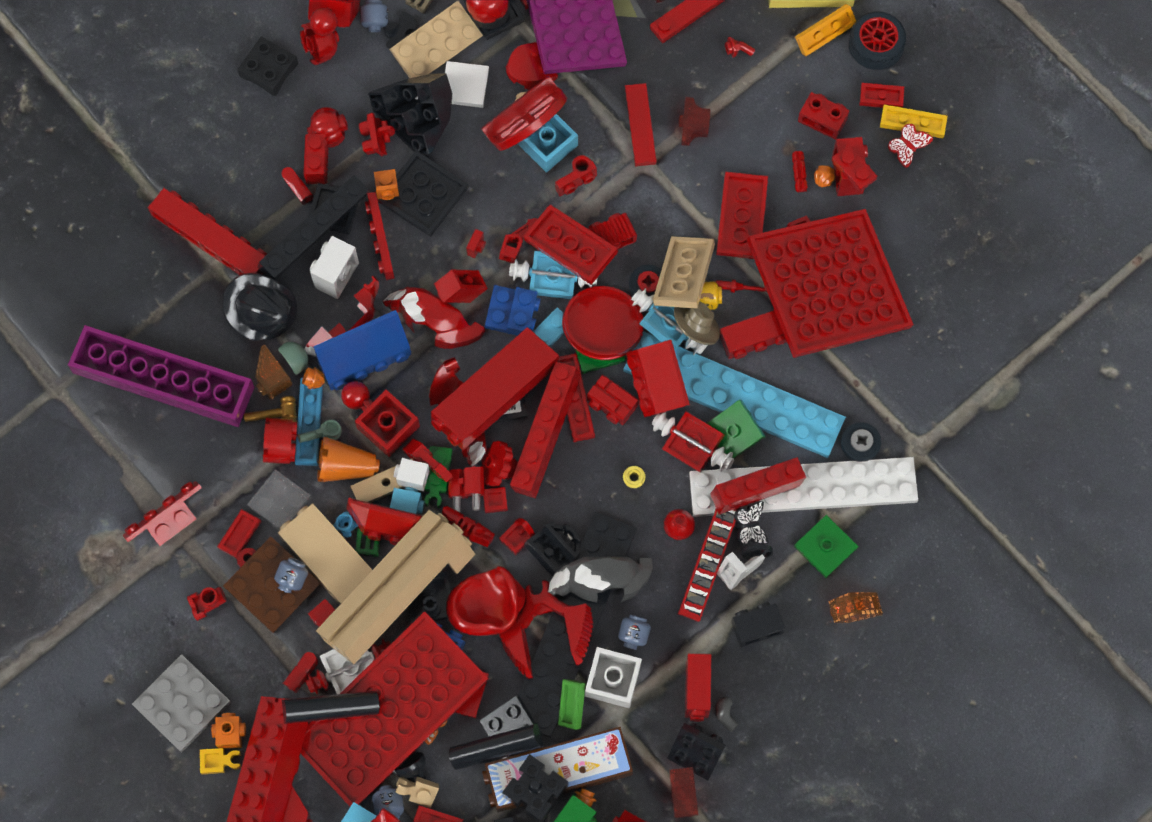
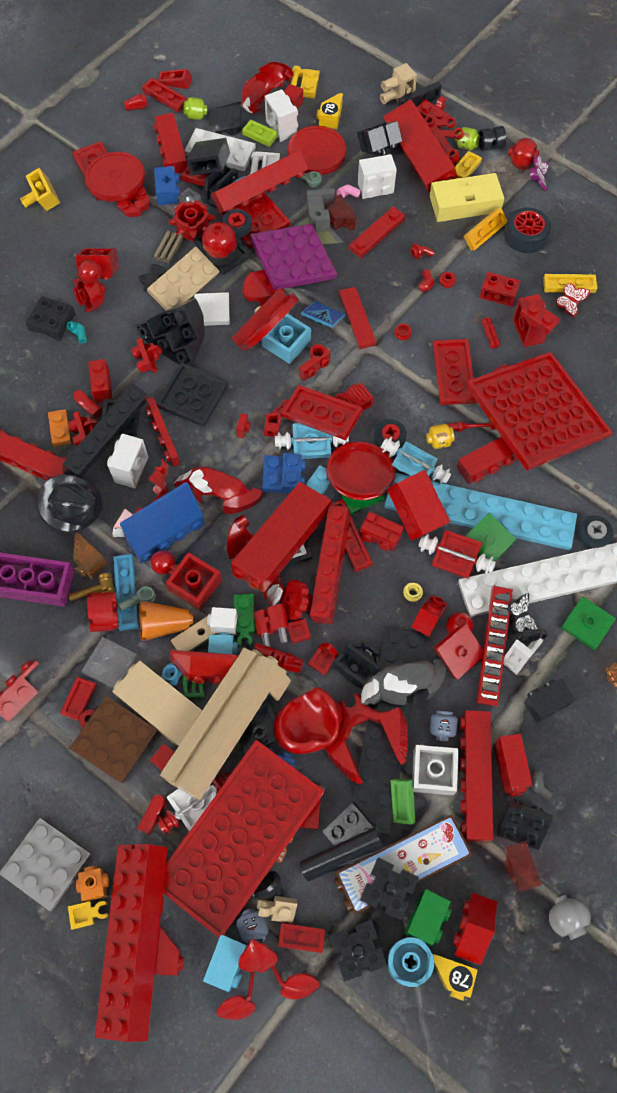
camera: 10 degrees left, 5 degrees down
(203, 603) = (54, 766): red plate -> none
(260, 209) = (59, 428): none -> orange plate
(291, 216) = (83, 425): none -> red hips
(291, 575) = (129, 727): sand blue head -> none
(295, 356) = (105, 538): sand green hair -> none
(298, 86) = (77, 329): none -> teal arm
(313, 378) = (124, 554): orange plate -> none
(329, 122) = (110, 352): red plant -> none
(330, 707) = (184, 845): black brick -> none
(374, 15) = (130, 269): sand blue head -> none
(386, 184) = (161, 390): orange bracket -> none
(418, 452) = (225, 600): red piece -> none
(460, 286) = (236, 459): red brick -> none
(586, 796) = (433, 886): orange plate -> none
(598, 115) = (323, 314): none -> piece
(646, 506) = (429, 615): none -> red slope
(659, 691) = (476, 776): none -> red brick
(670, 553) = (459, 651): none -> plate
(684, 272) = (419, 420): tan plate -> none
(692, 153) = (403, 331): none -> red plate
(694, 121) = (399, 308): clear red brick -> none
(698, 324) = (440, 457): dark tan hat -> none
(737, 91) = (428, 281): none -> red arm
(758, 485) = (523, 580): red brick -> none
(760, 96) = (447, 279): none -> red plate
(824, 176) = (511, 332): orange plate -> none
(879, 95) = (537, 268): red plate -> none

